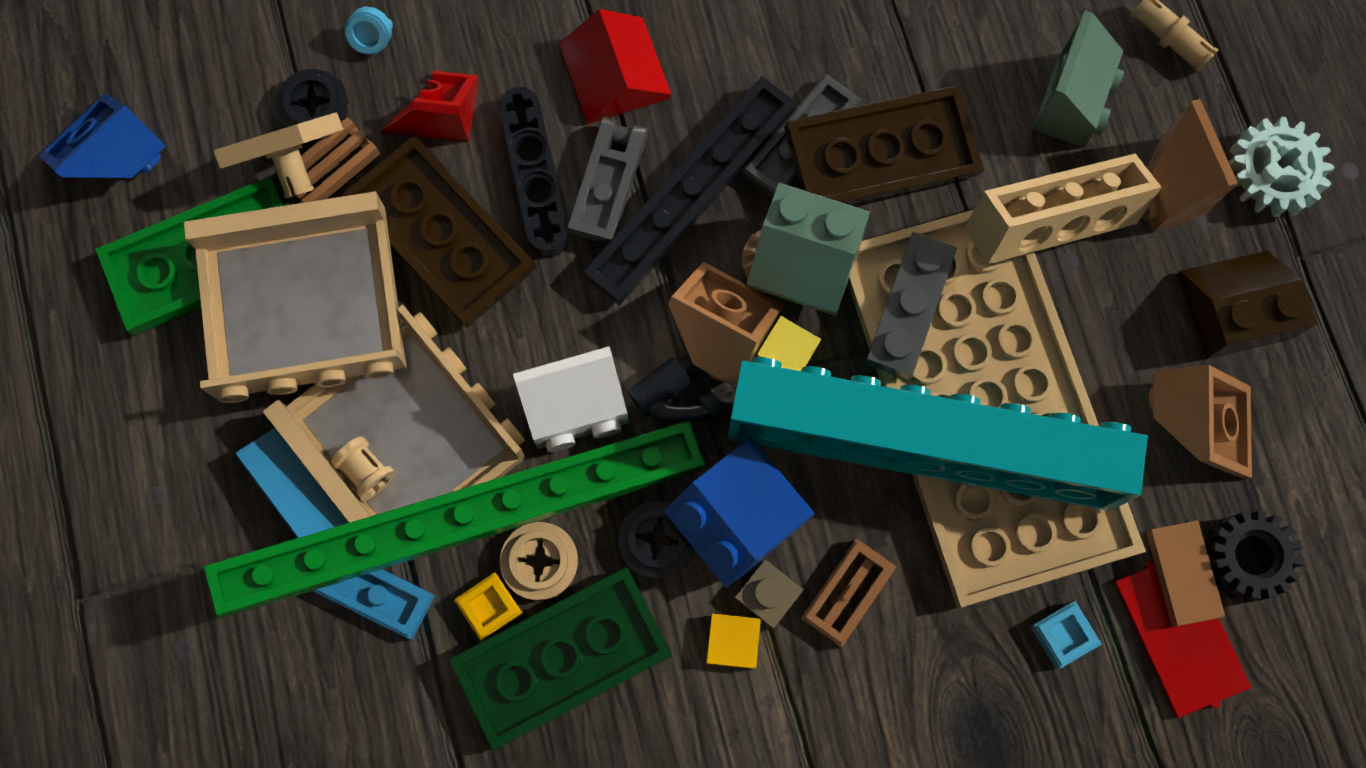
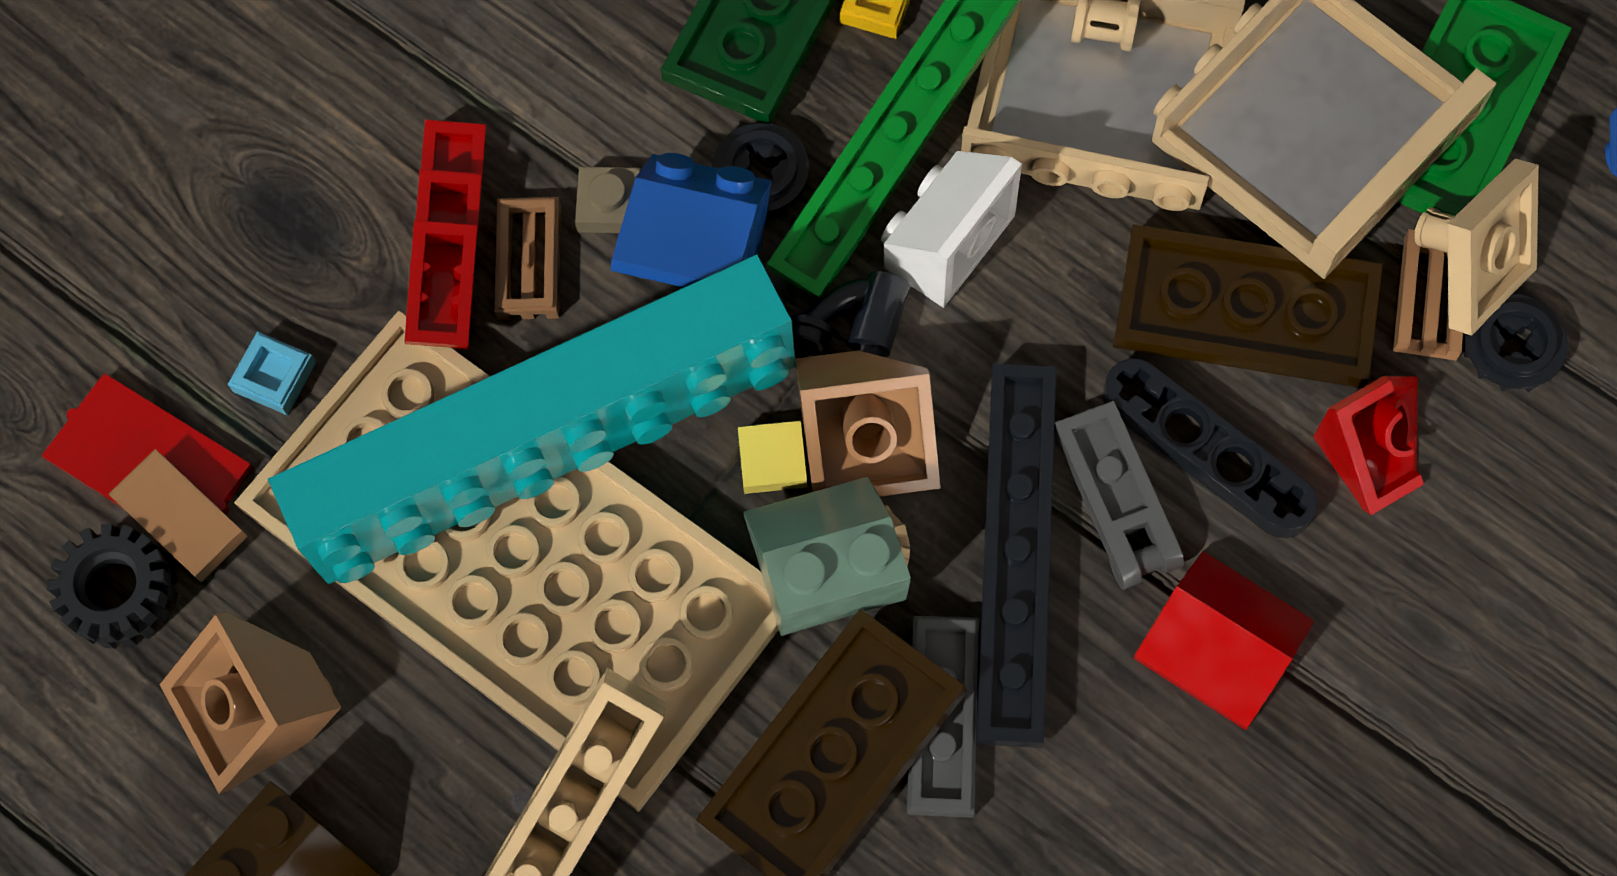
camera: 150 degrees right, 5 degrees down
(368, 30) = (1534, 467): medium azure tile -> none
(524, 544) = (867, 46): tan gear -> none
(733, 641) = (612, 132): yellow tile -> none
(894, 642) = (445, 235): none -> red slope
(911, 306) = (667, 582): dark grey plate -> none

